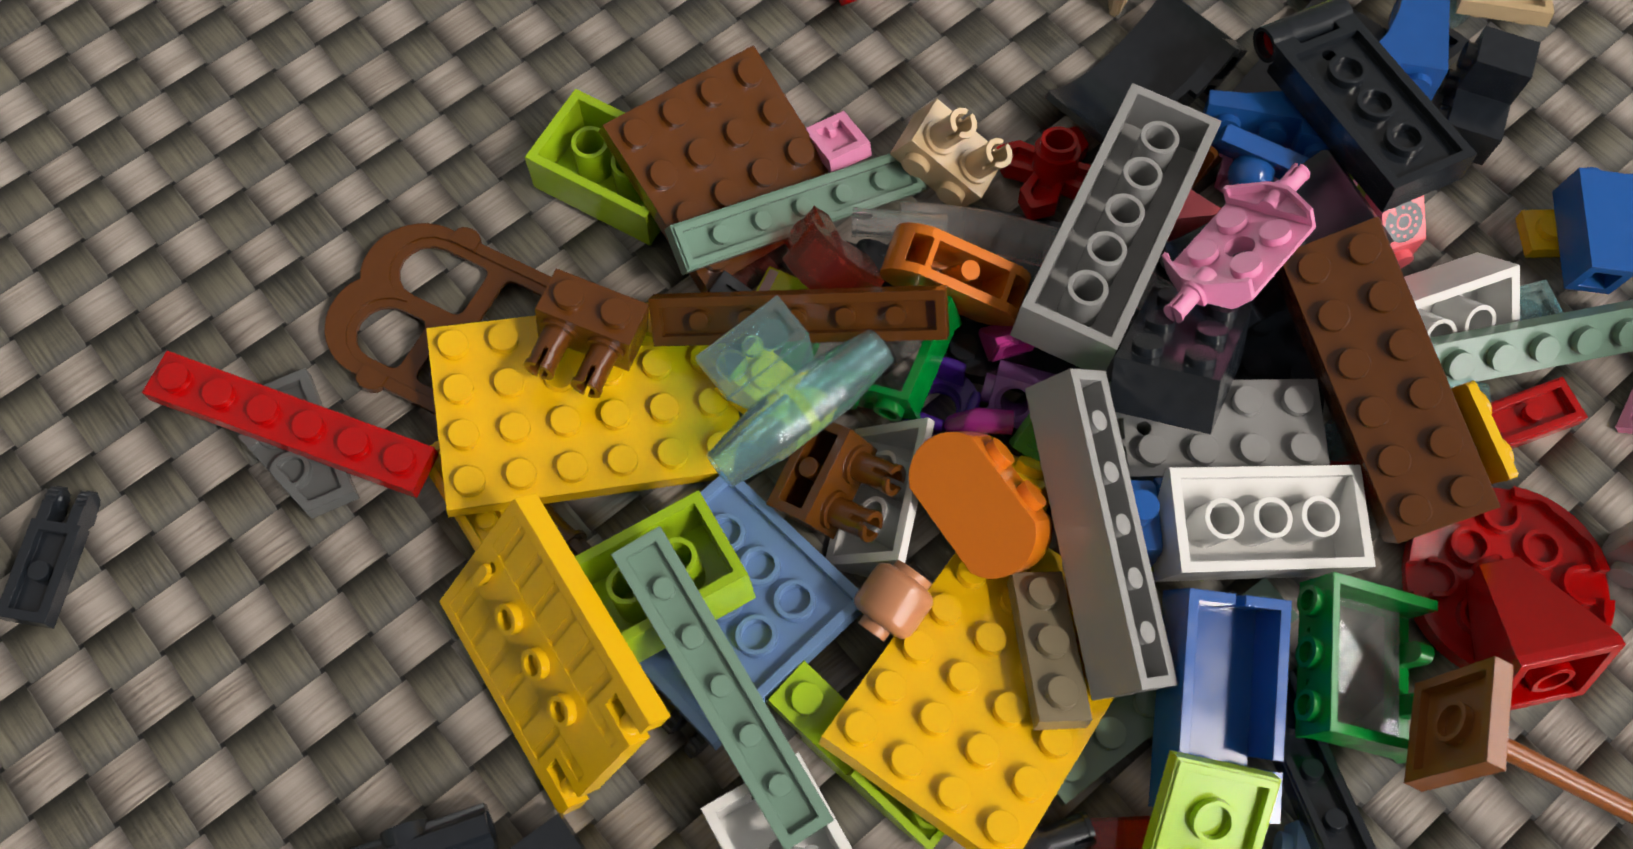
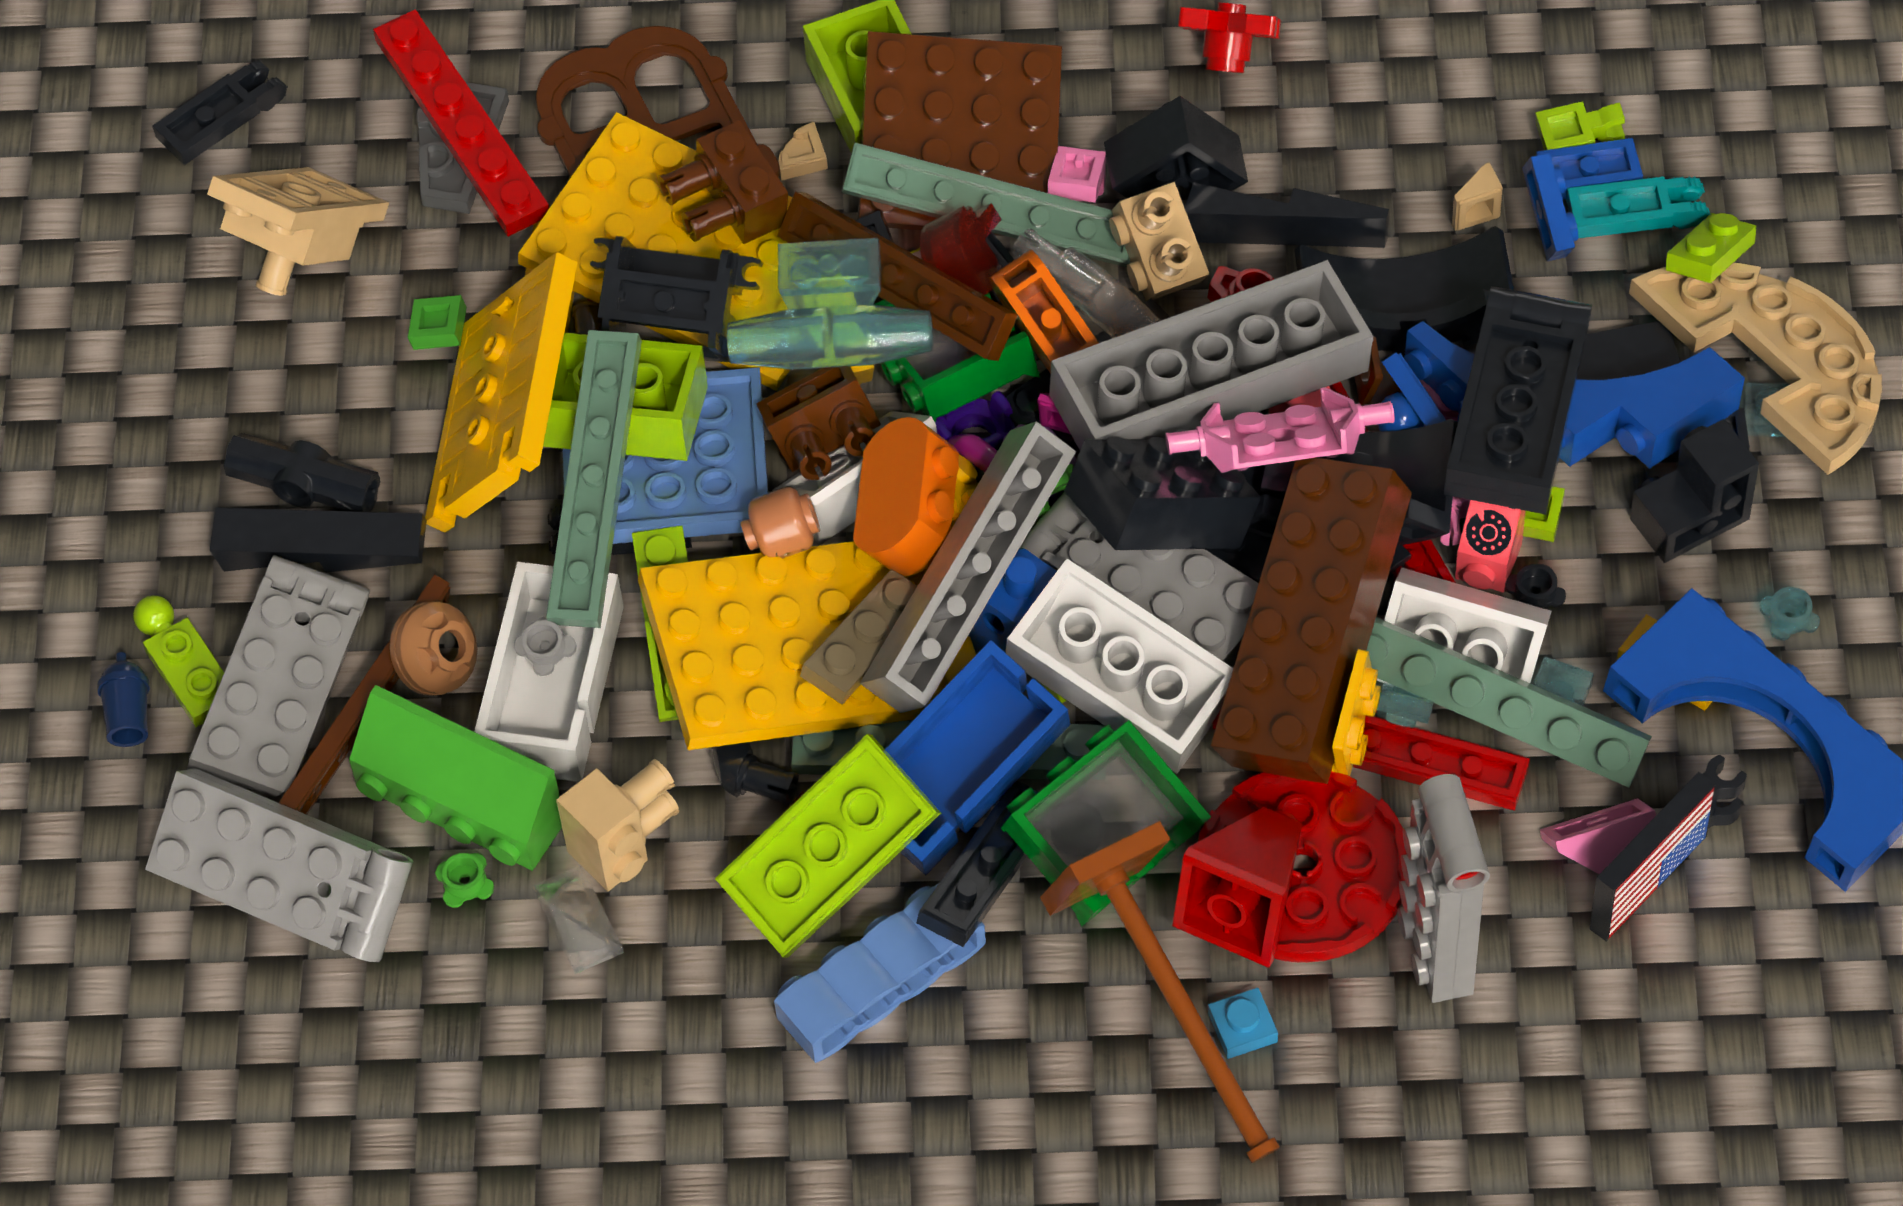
camera: 45 degrees right, 10 degrees down
(208, 616) = (294, 217): none -> tan brick
(416, 618) = (437, 322): none -> bright green plate
(597, 260) = (802, 153): none -> tan tile
(639, 475) = (671, 291): none -> black animal
(892, 81) = (1175, 146): none -> black brick
(1020, 73) = (1306, 220): none -> black slope
(1444, 237) = (1536, 577): none -> black plate
(1592, 751) = (1242, 1023): none -> dark azure plate
(1602, 144) = (1792, 601): none -> clear light blue plate

